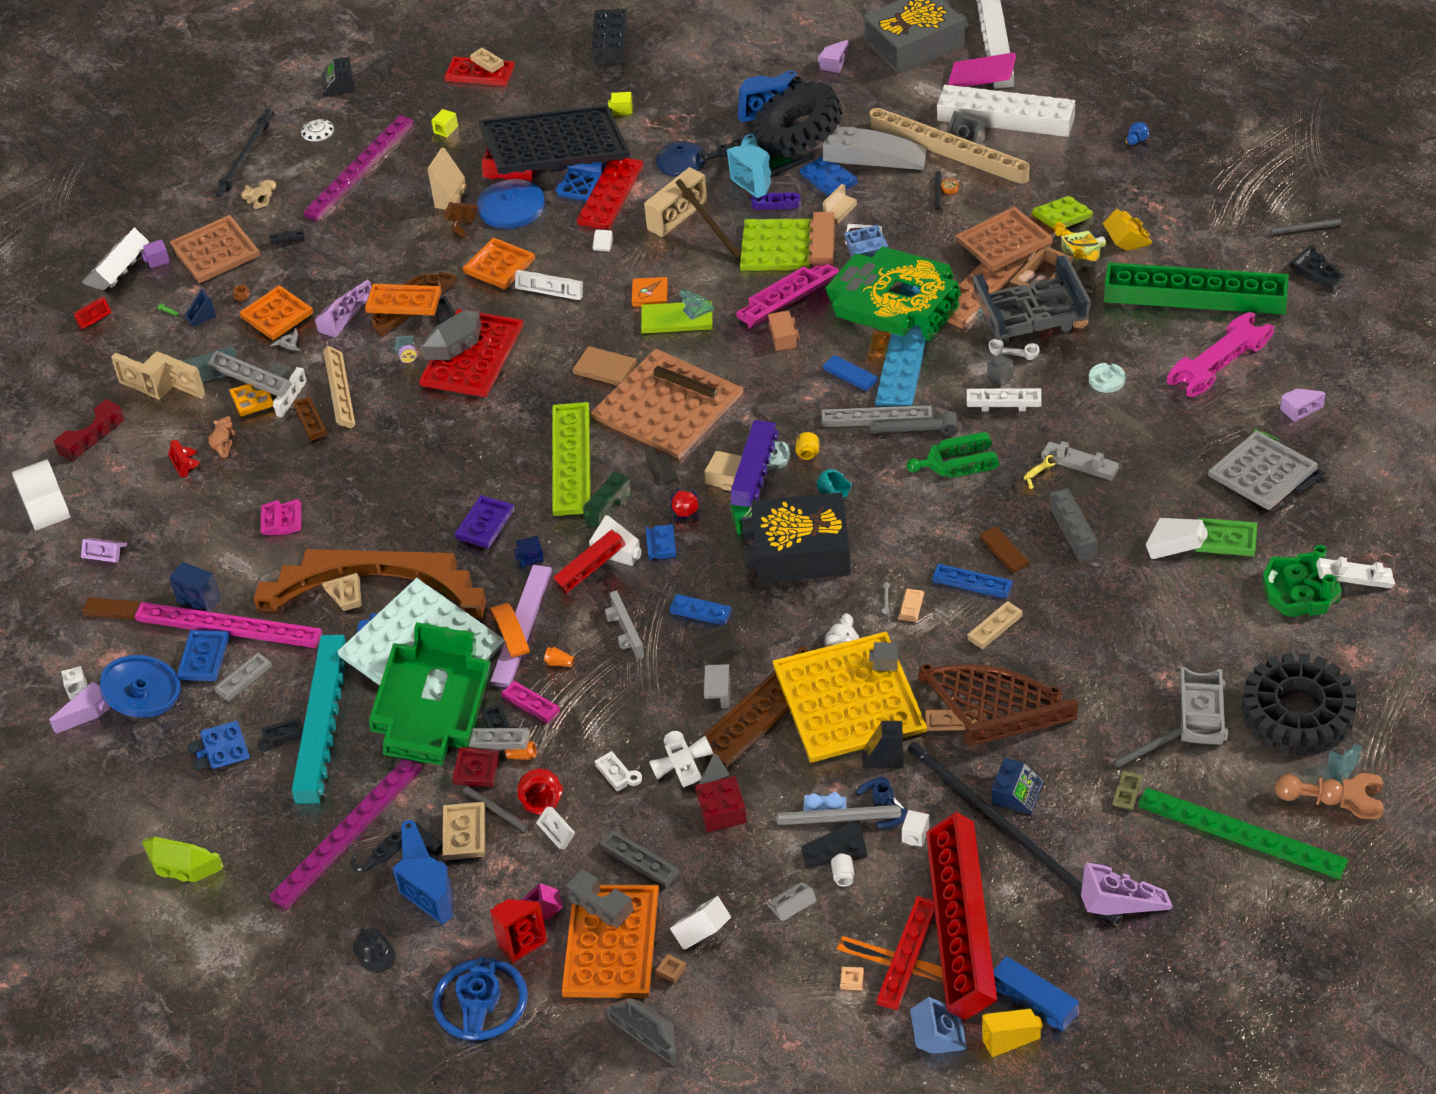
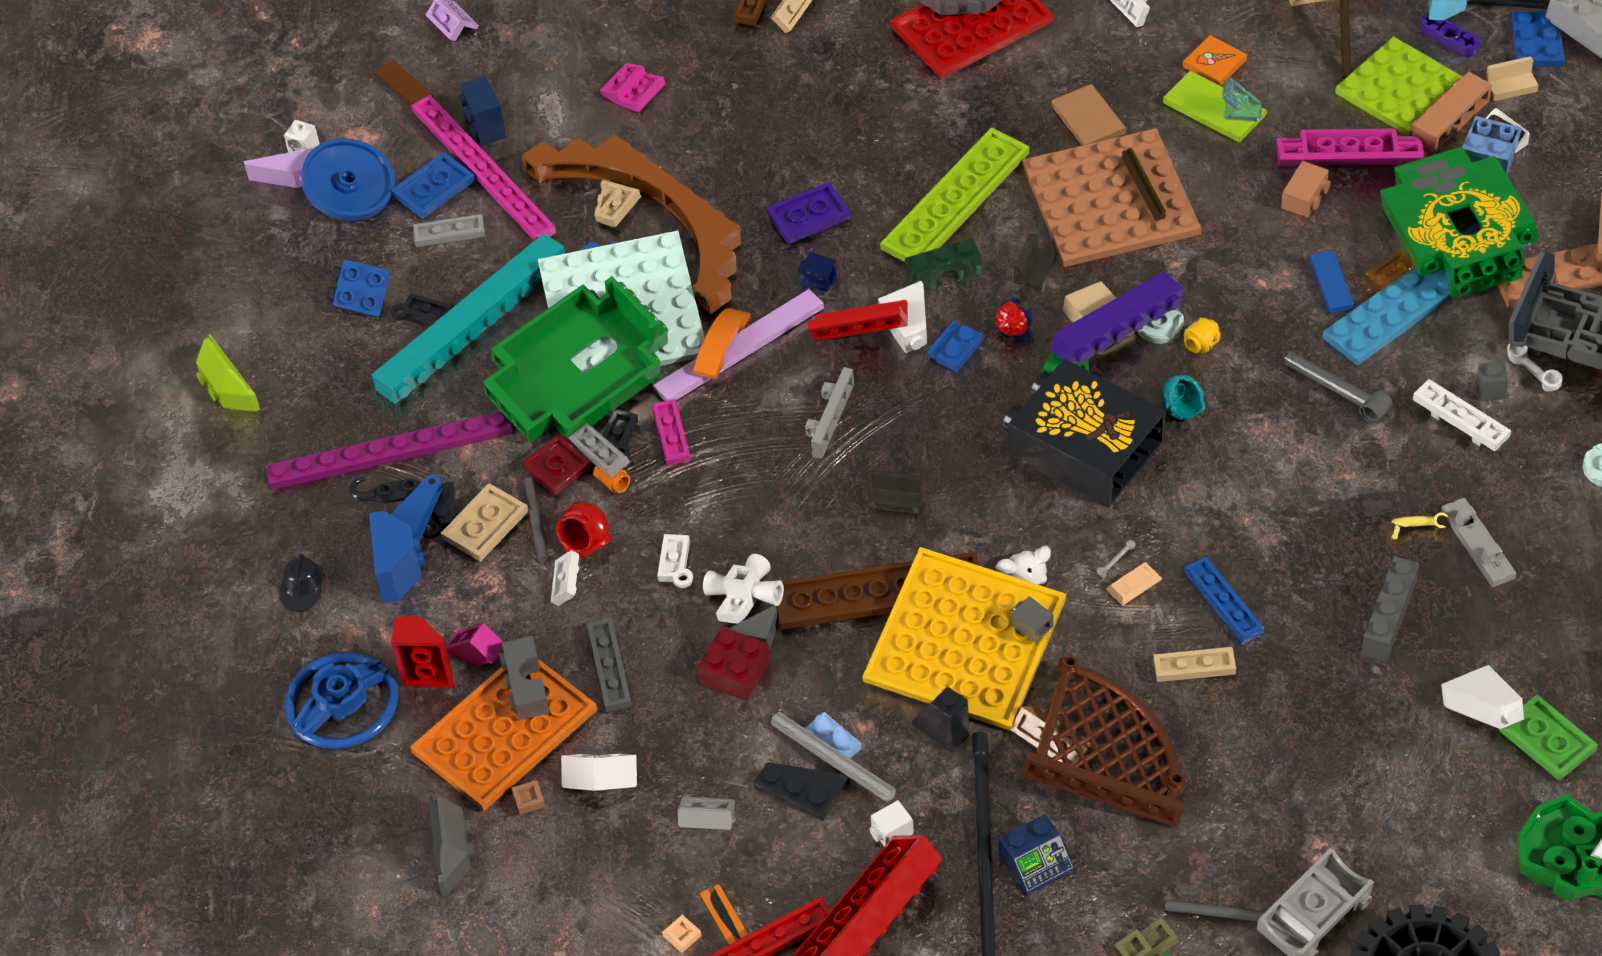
camera: 40 degrees right, 5 degrees up
(556, 657) = (736, 402): orange cone -> none
(700, 609) = (922, 445): blue plate -> none
(717, 683) = (854, 536): light grey panel -> none
(842, 870) = (780, 816): white brick -> none
(864, 416) = (1310, 348): light grey tile -> none
(883, 796) = (893, 770): dark blue piece -> none
(954, 467) = (1354, 438): green piece -> none
(1004, 549) = (1292, 587): reddish brown tile -> none

